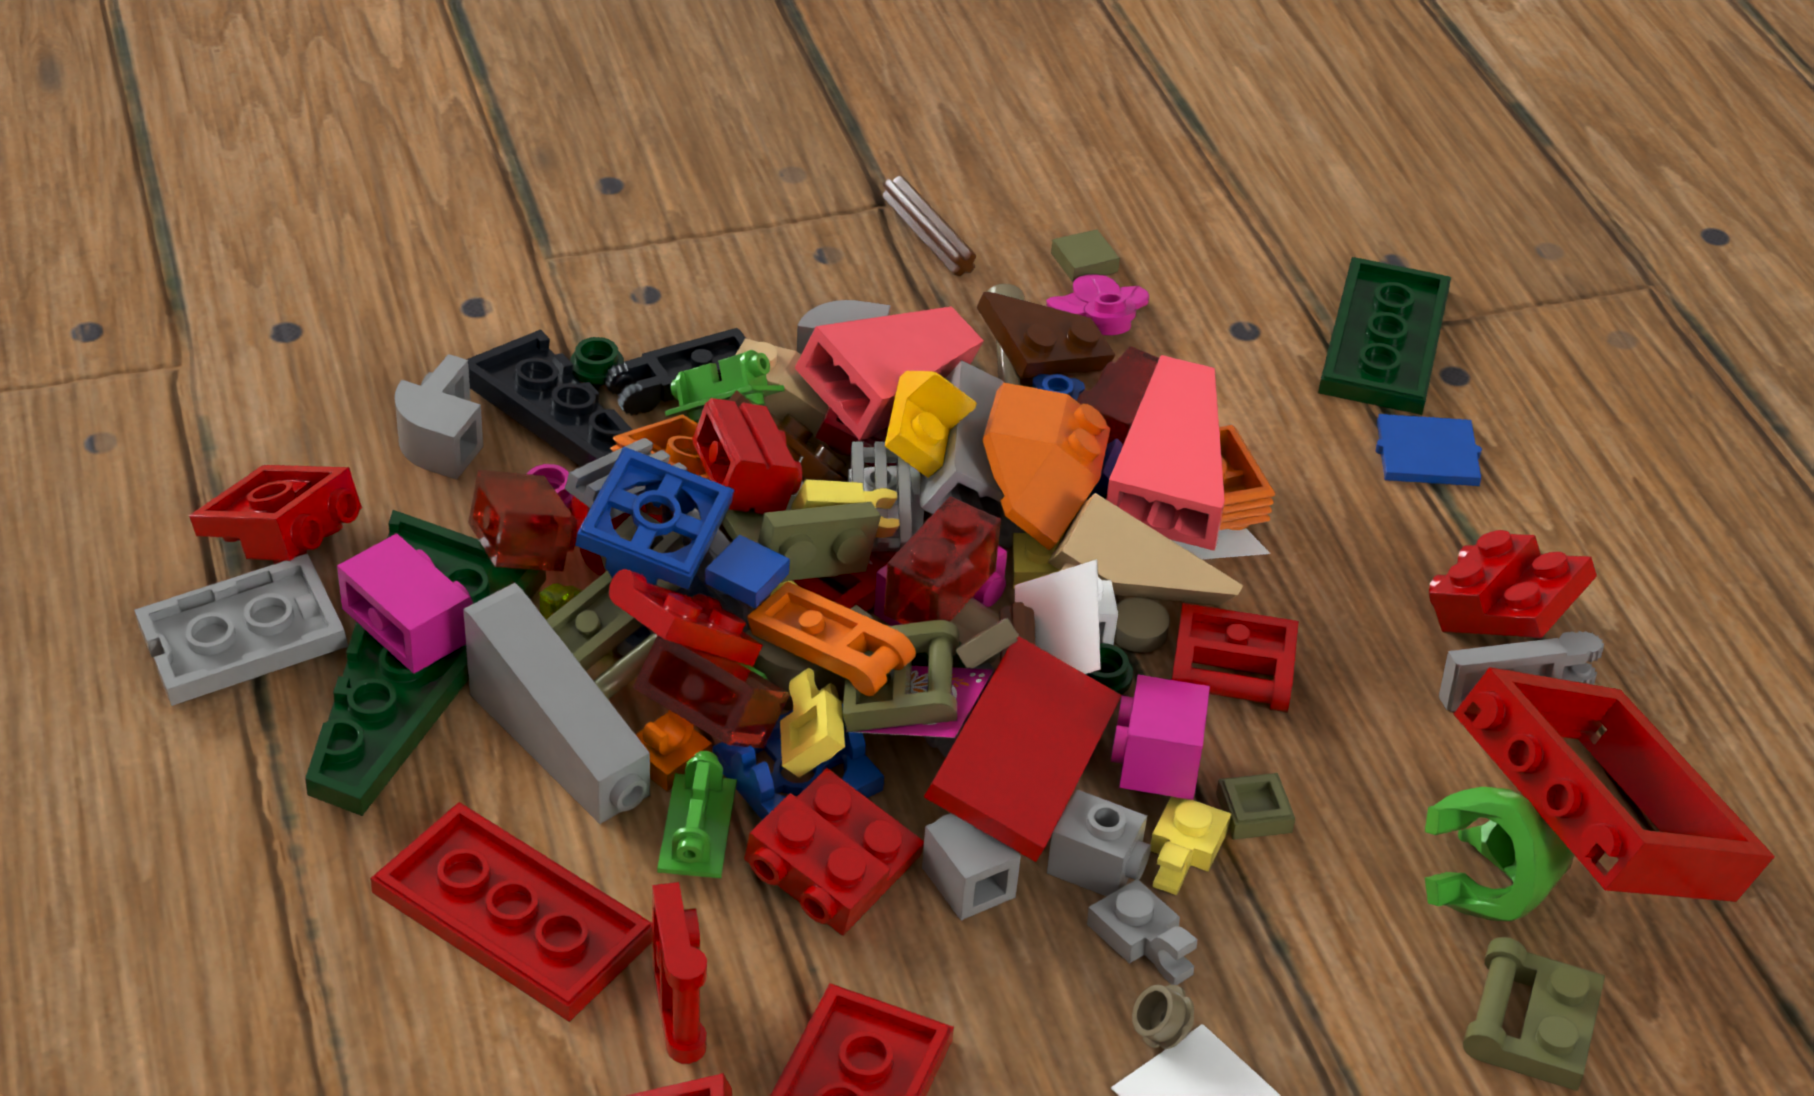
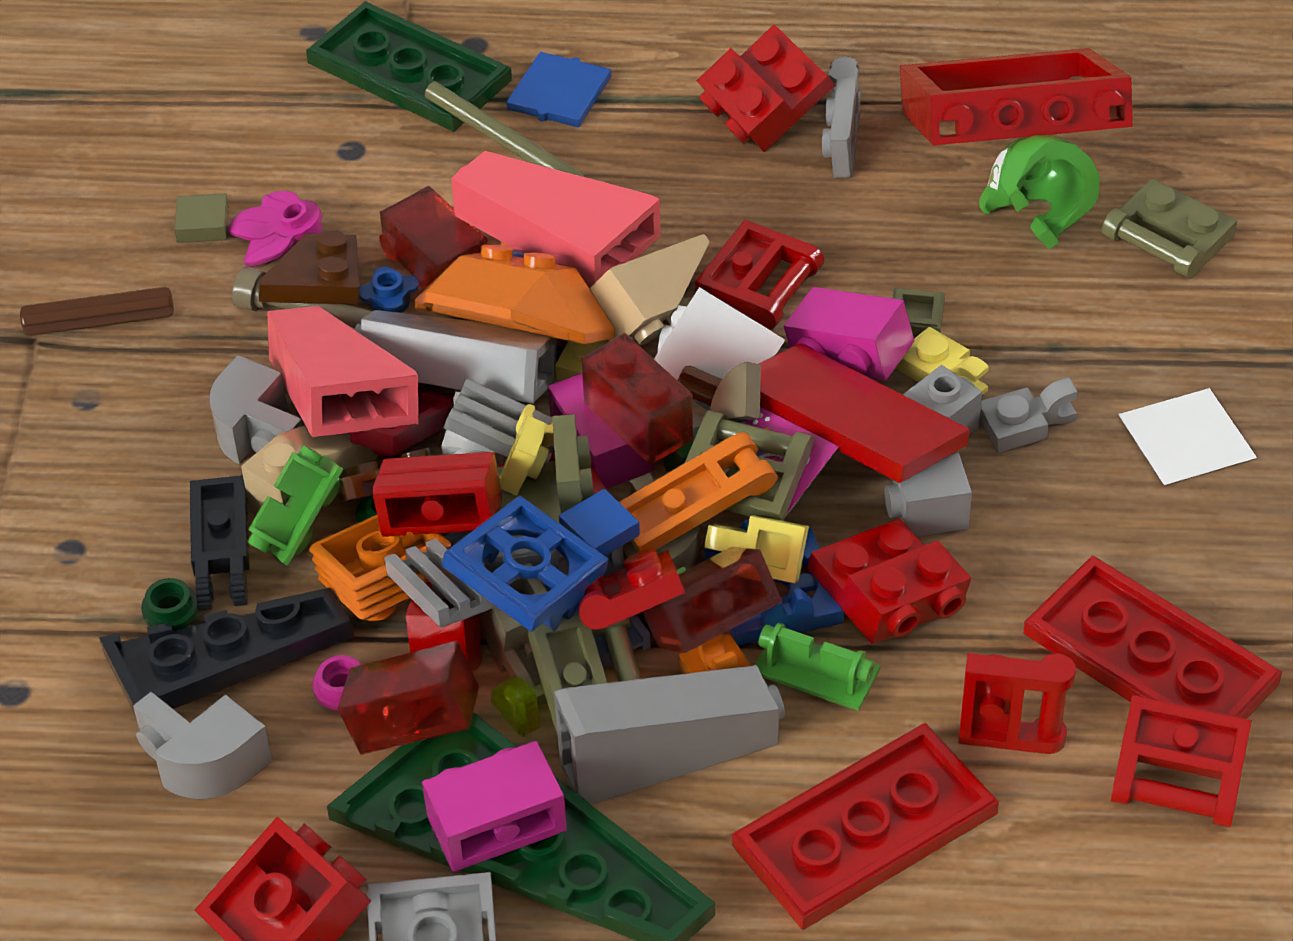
camera: 65 degrees left, 5 degrees up
(921, 419) = (442, 350): yellow slope -> none
(1163, 1015) = (1126, 411): dark tan plate -> none
(1315, 421) = (495, 129): none -> olive bar

